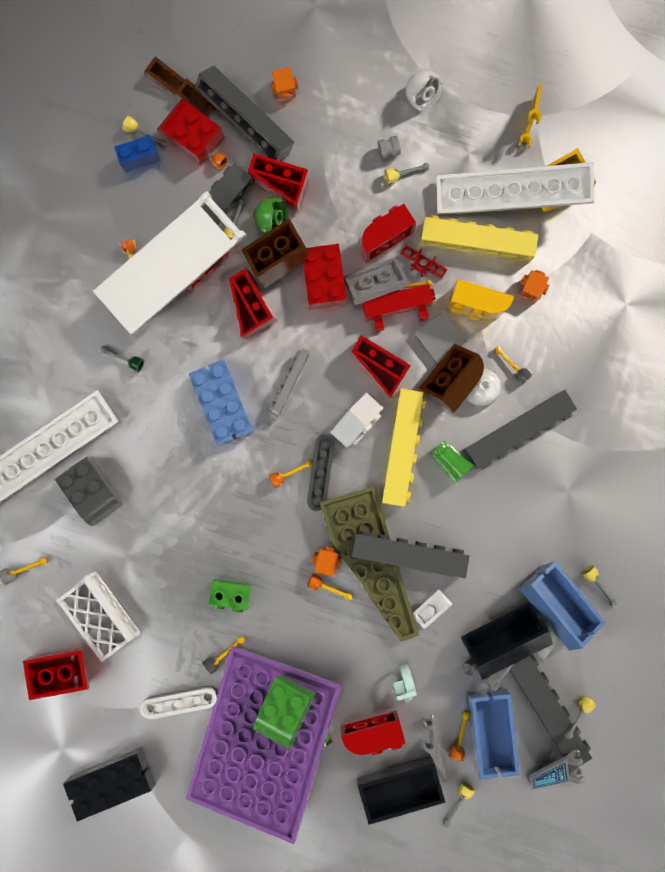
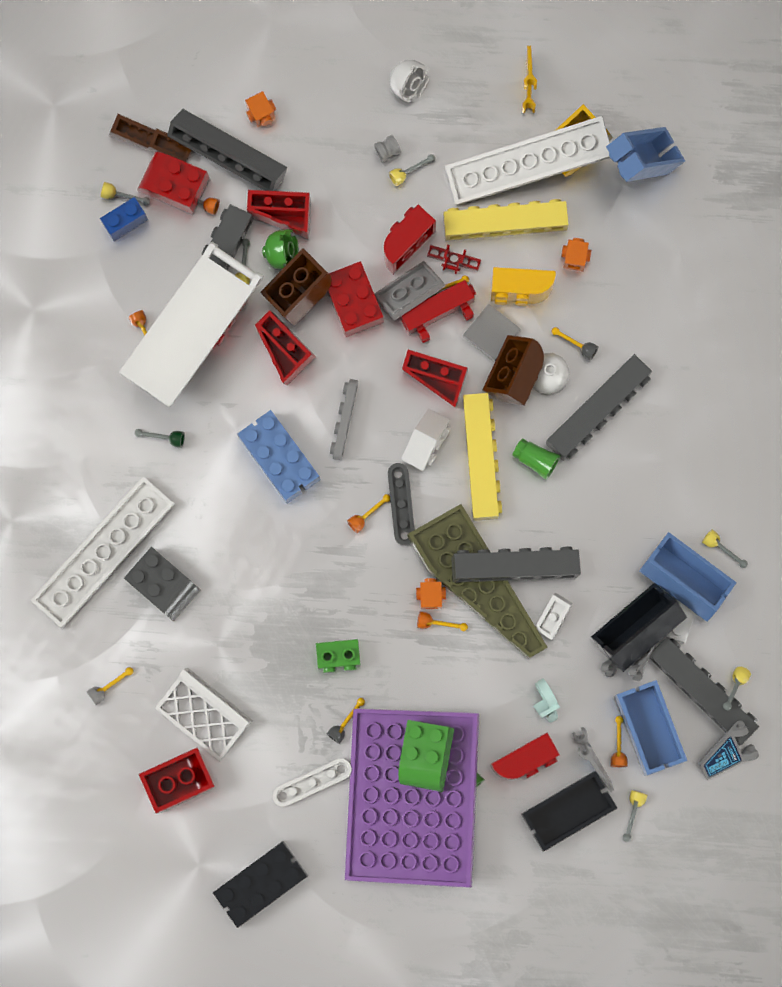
camera: 15 degrees left, 5 degrees down
(616, 204) = (639, 154): none -> medium blue piece

